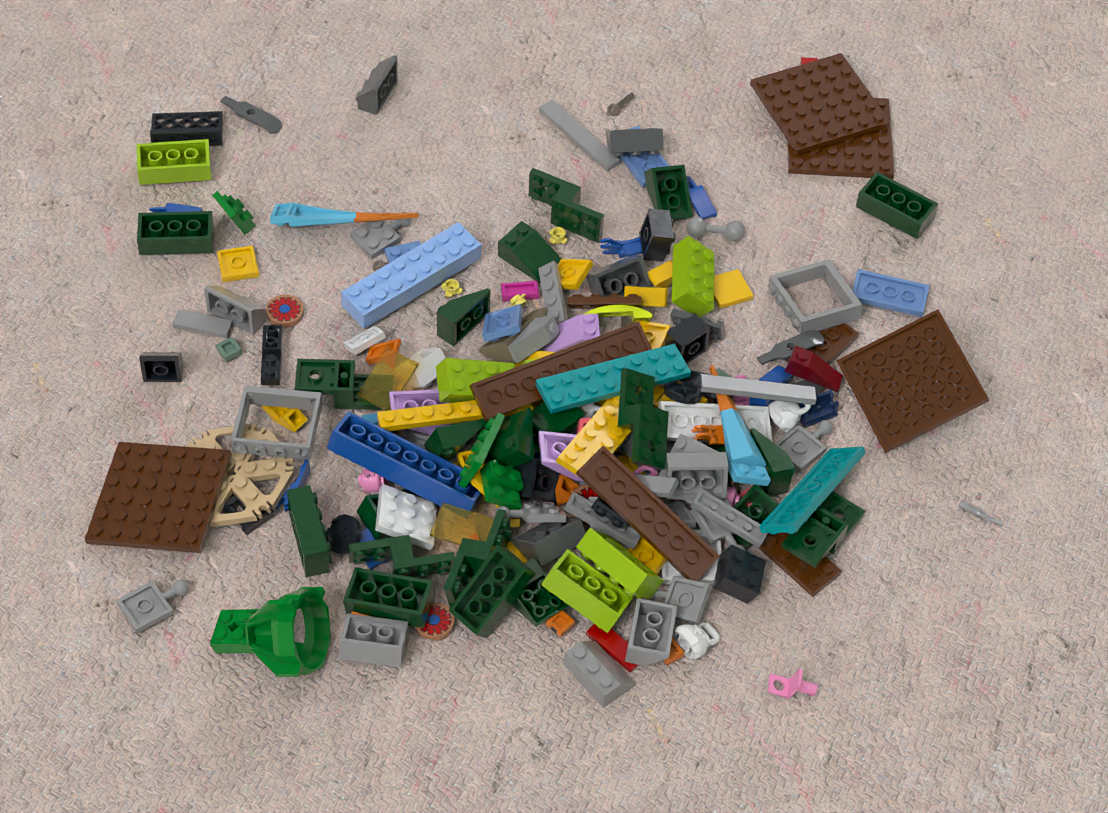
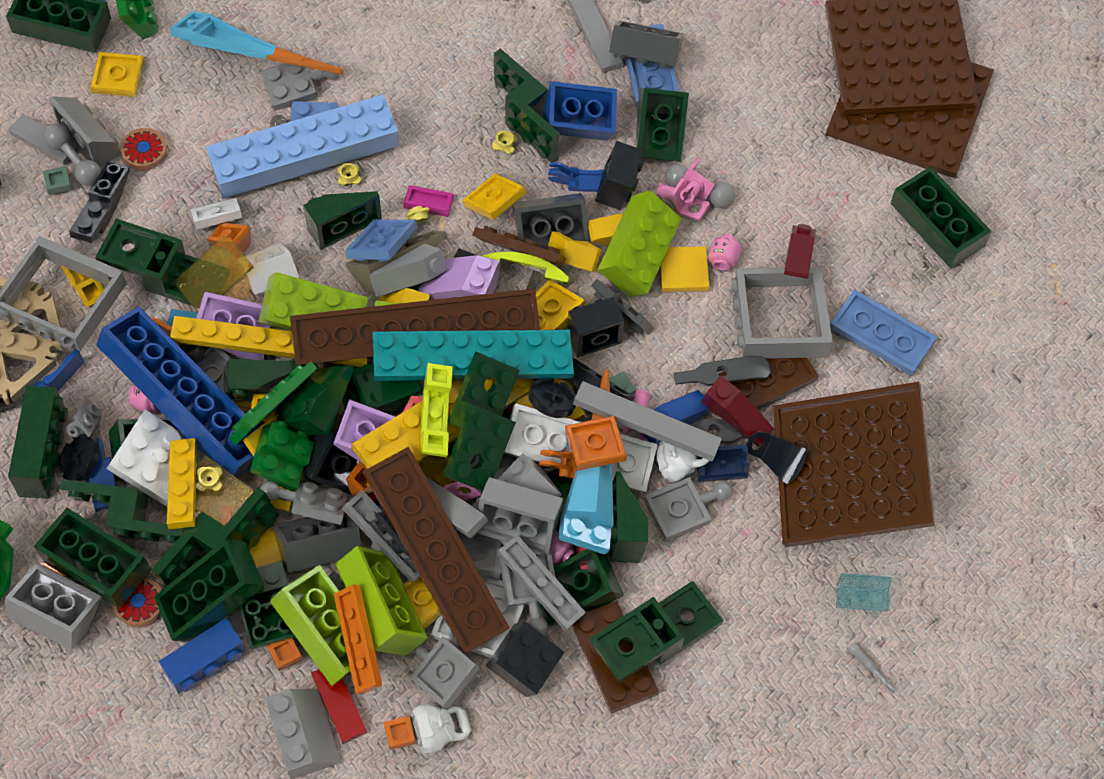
camera: 20 degrees right, 10 degrees up
(250, 336) = (58, 137): none -> light grey piece
(334, 507) = (84, 419): none -> light grey hinge
(438, 524) = (182, 483): none -> yellow plate
(455, 511) = (205, 472): none -> light yellow plate
(501, 642) = (202, 656): none -> blue brick
(526, 250) = (458, 154): dark green slope -> none
(552, 291) = (462, 217): light grey plate -> none
(605, 420) = (435, 410): none -> neon yellow slope
(610, 196) = (581, 110): none -> blue slope
(619, 589) = (357, 639): none -> orange plate
(650, 632) = (377, 714): light grey slope -> none
(700, 200) = (697, 141): arm -> none
(706, 240) = (682, 208): none -> bright pink bracket
(714, 228) = (697, 185): none -> bright pink bracket
(730, 411) = (595, 443): none -> orange tile
(755, 268) = (724, 252): none -> bright pink head
(809, 251) = (800, 251): none -> dark red slope
(812, 490) = (658, 577): teal plate -> none
(857, 391) = (779, 455): none -> black piece
(953, 465) = (863, 592): none -> clear light blue panel

